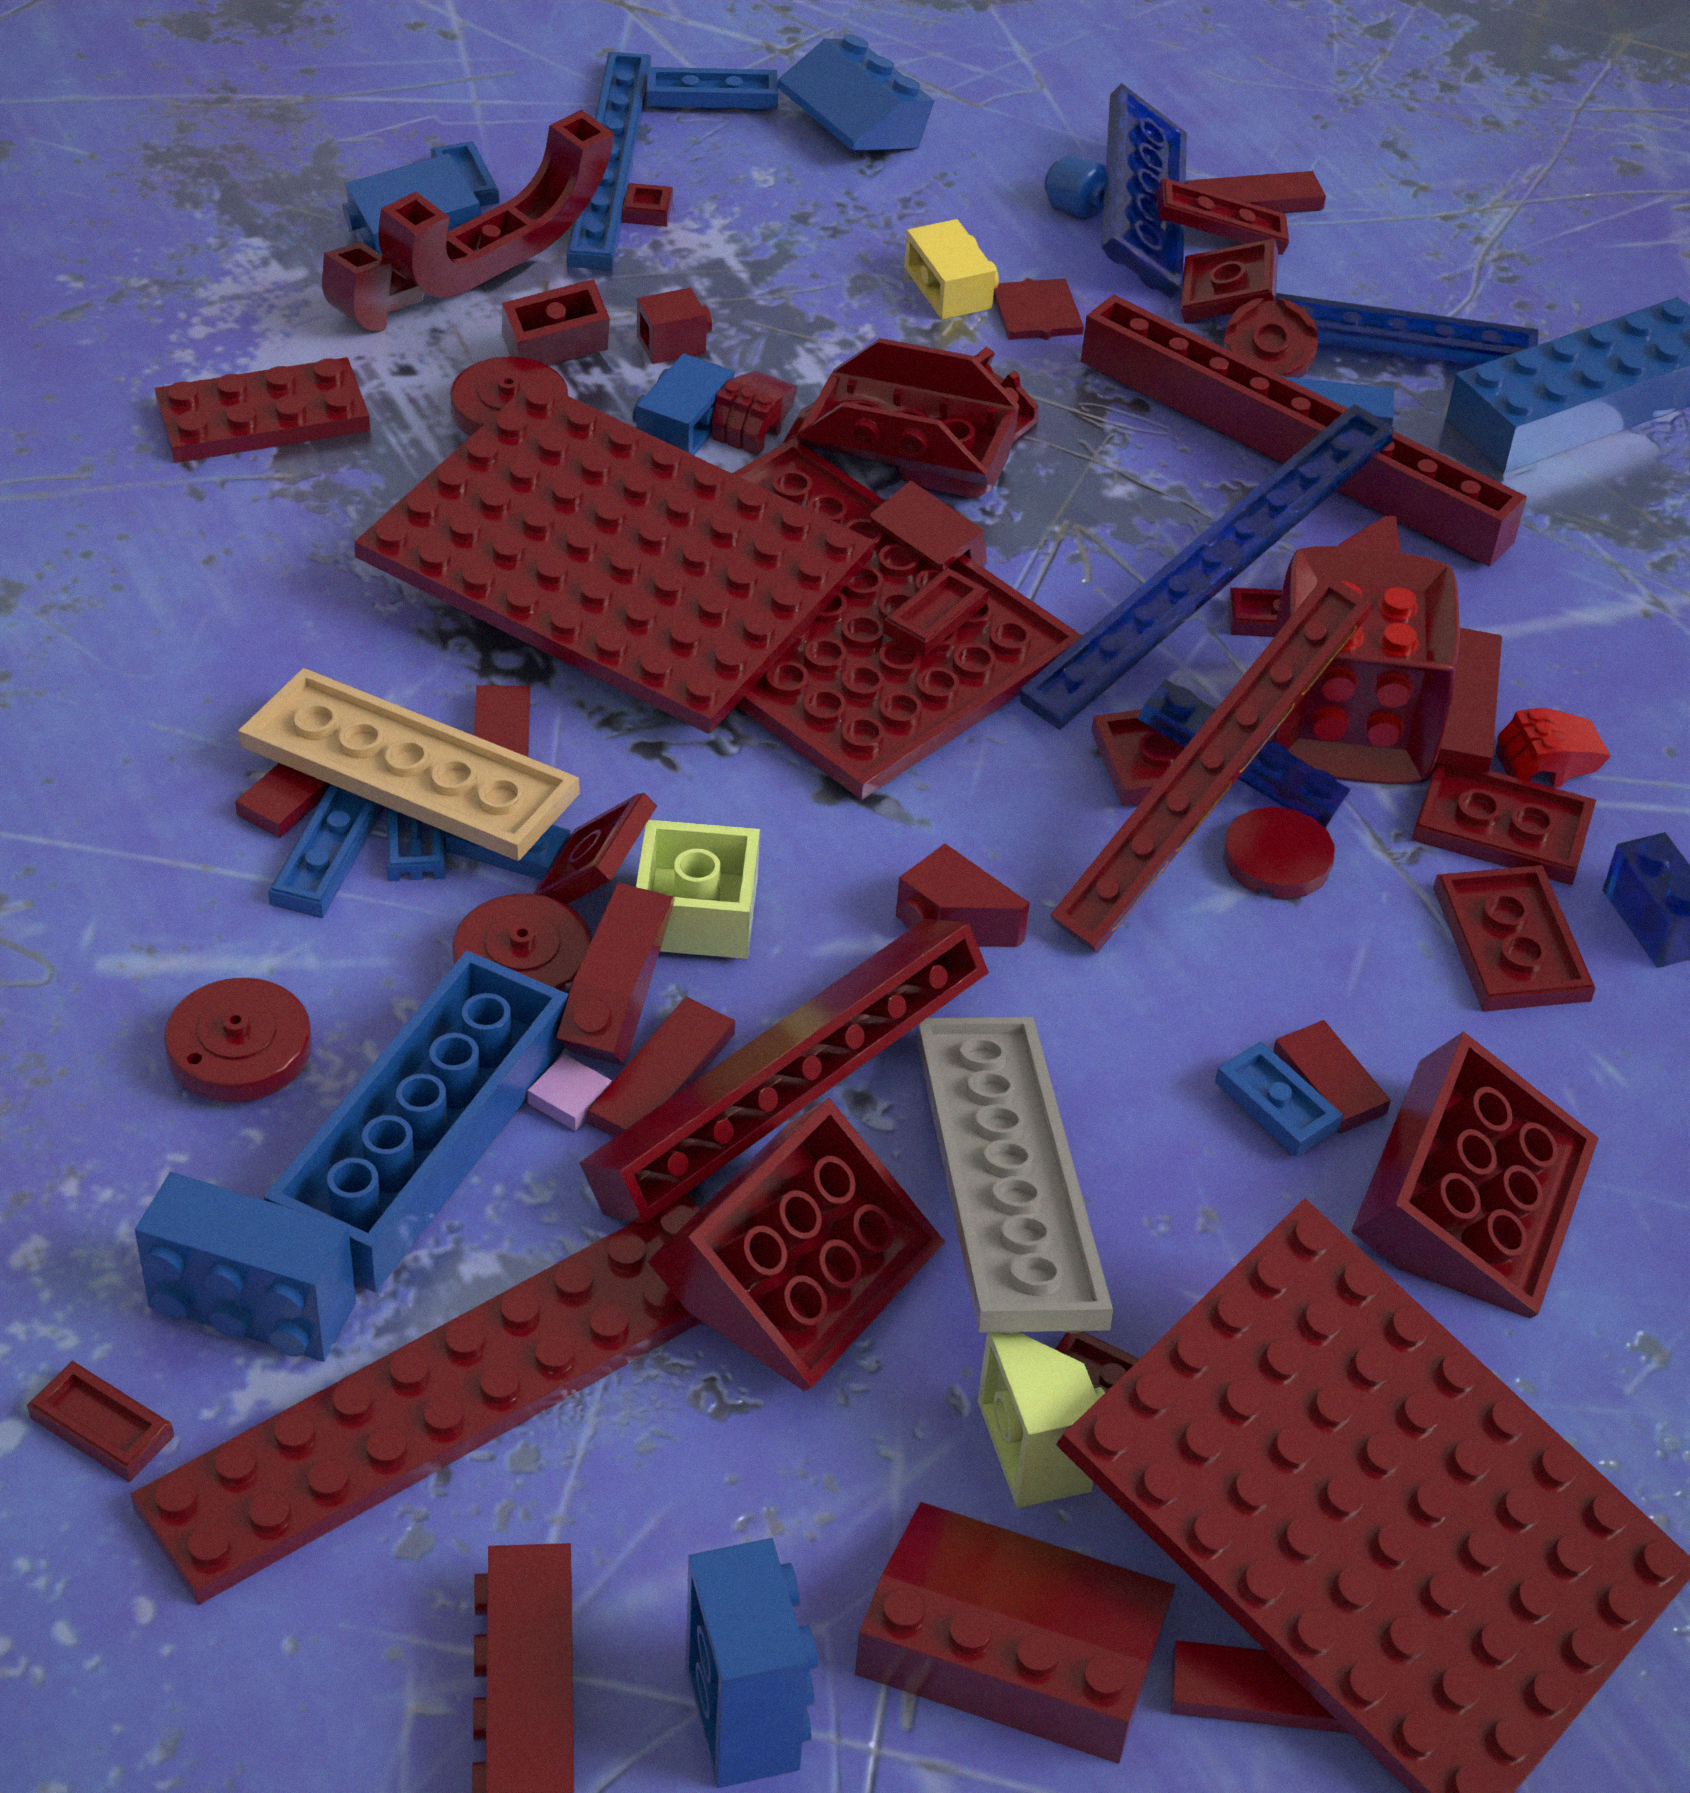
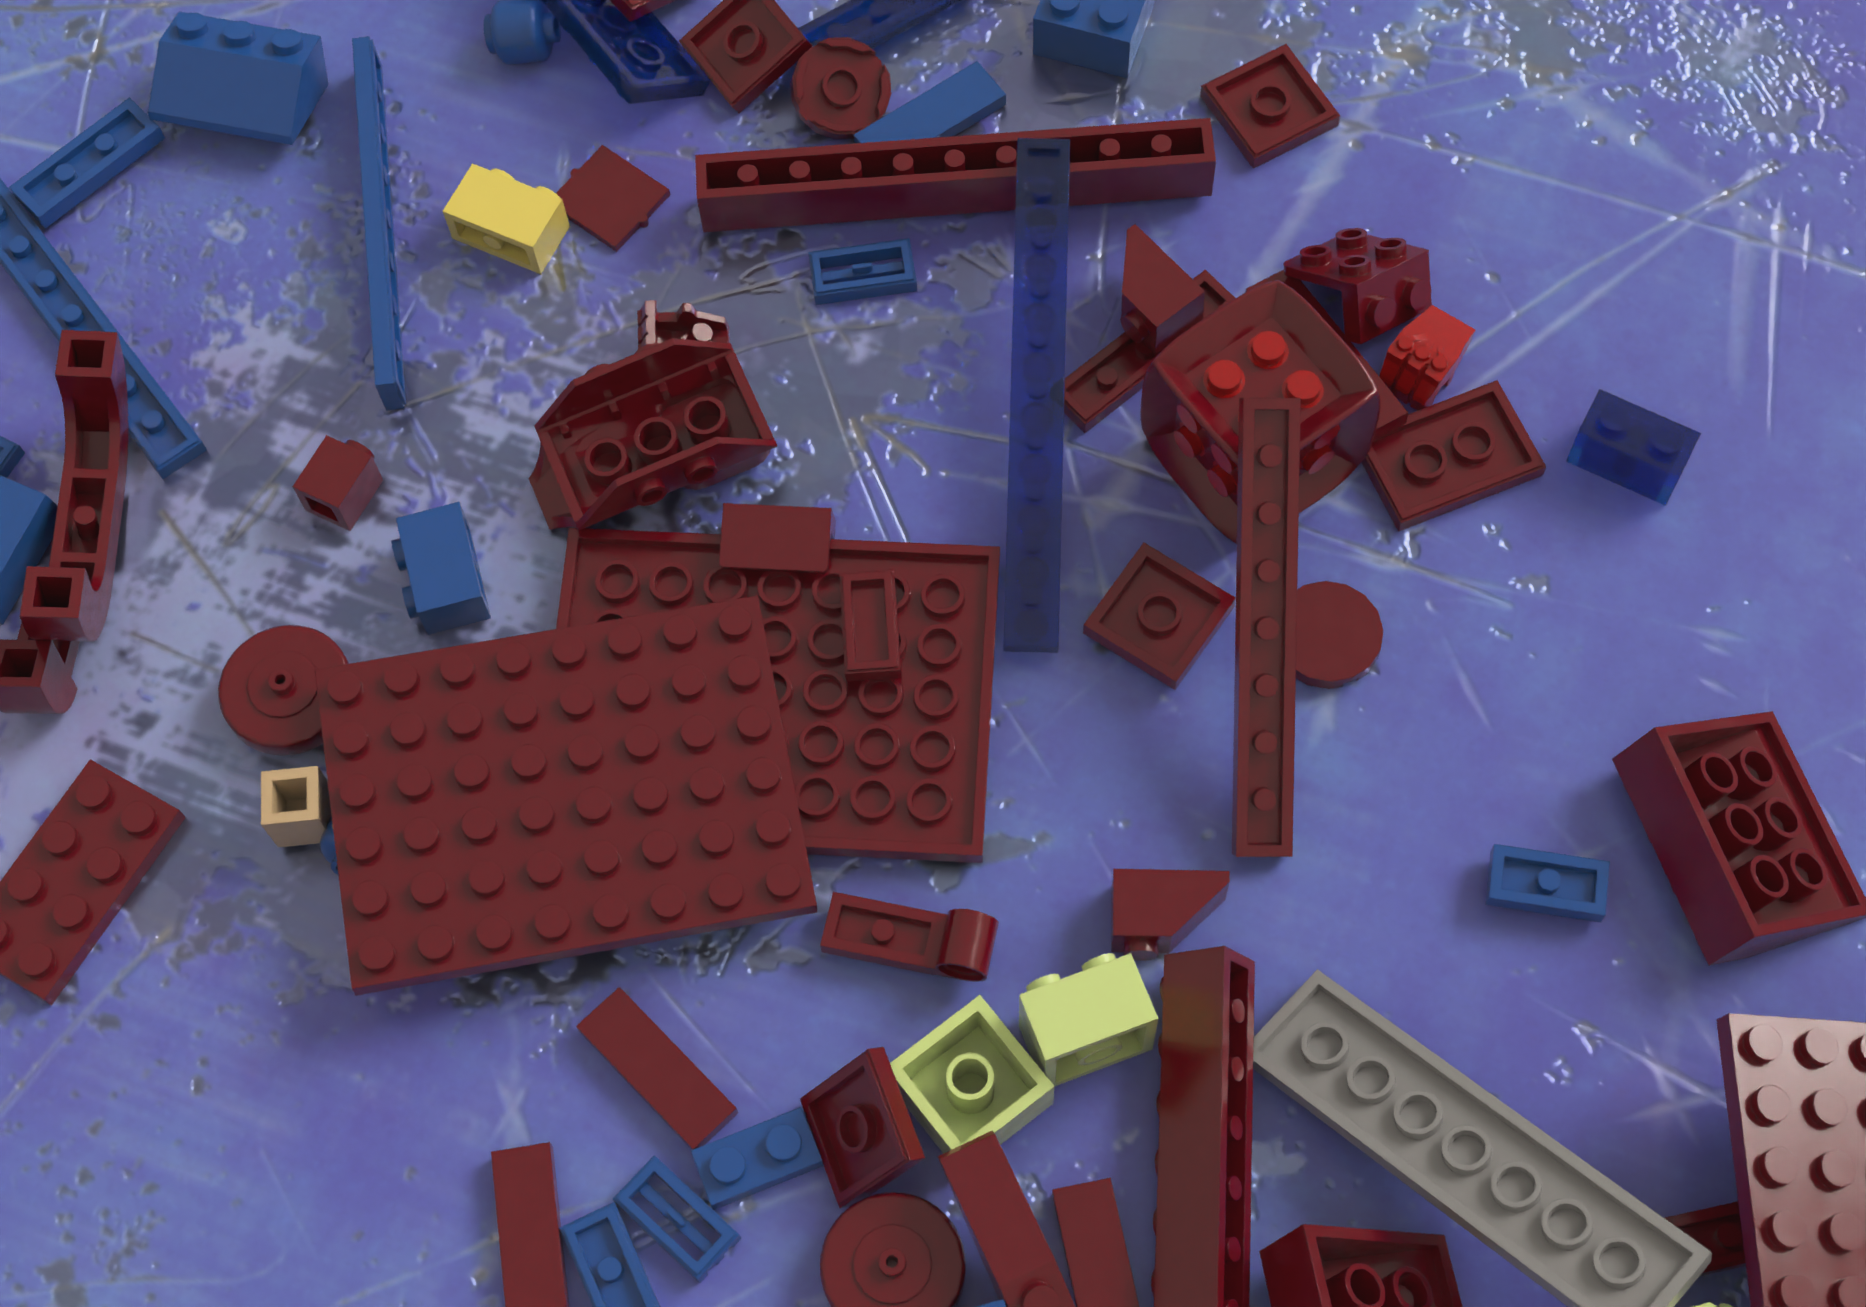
camera: 35 degrees left, 20 degrees up
(410, 763) = (621, 1171): tan plate -> none
(432, 441) = (295, 805): none -> tan brick
(556, 324) = (249, 575): dark red brick -> none
(647, 204) = (165, 349): dark red tile -> none
(750, 408) = (498, 520): dark red hand -> none
(758, 794) = (910, 937): none -> dark red plate
(818, 906) = (1087, 1018): none -> yellowish green brick
(858, 222) = (378, 225): none -> blue tile
(1170, 448) = (862, 279): none -> blue tile
(1272, 772) = (1209, 568): clear blue plate -> none
(1334, 1073) = (1555, 821): dark red tile -> none
(1513, 938) = (1554, 569): dark red tile -> none
(1552, 672) = (1378, 278): none -> dark red bracket
(1599, 548) = (1269, 106): none -> dark red tile

